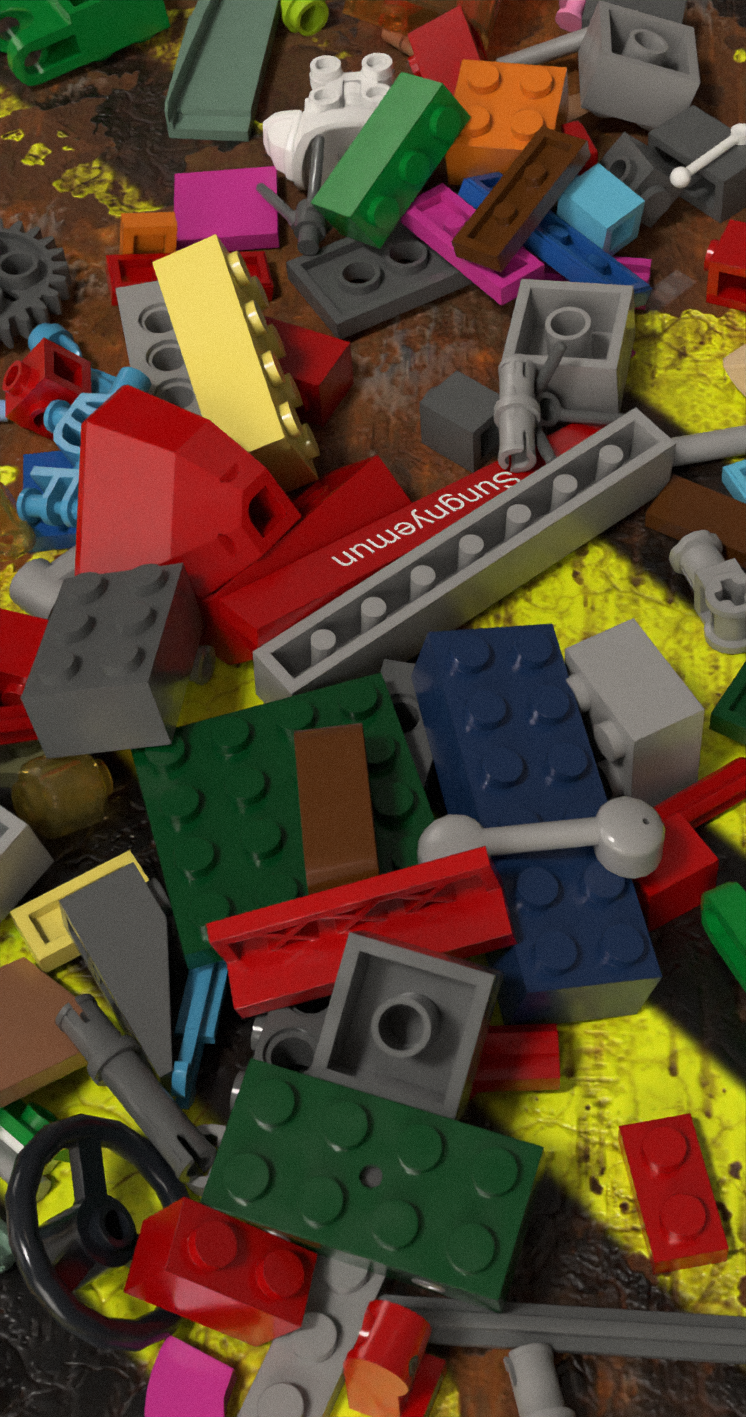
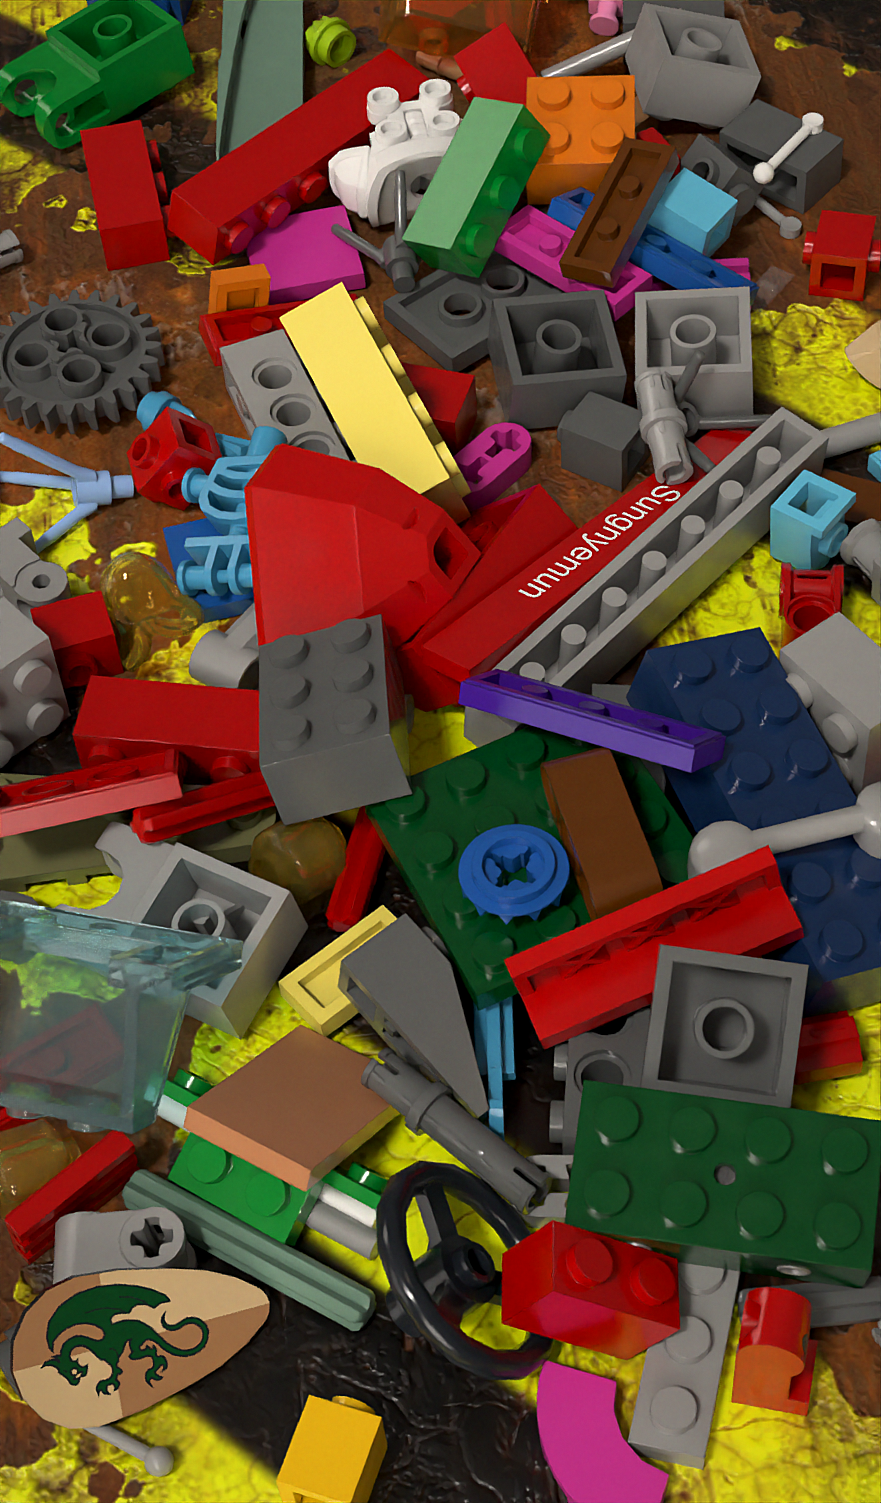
camera: 10 degrees left, 0 degrees up
(74, 135) = (127, 194): none -> red brick
(116, 821) = (358, 878): none -> red axle
(220, 121) = (284, 163): none -> red brick
(249, 813) = (510, 849): none -> blue gear
(352, 430) = (494, 471): none -> dark pink beam
(359, 695) = (593, 720): none -> dark purple tile
(431, 329) = (552, 354): none -> dark grey brick
(625, 597) = (808, 598): none -> red piece
(644, 540) = (809, 521): none -> medium azure brick
(701, 232) = (789, 226): none -> light grey hinge

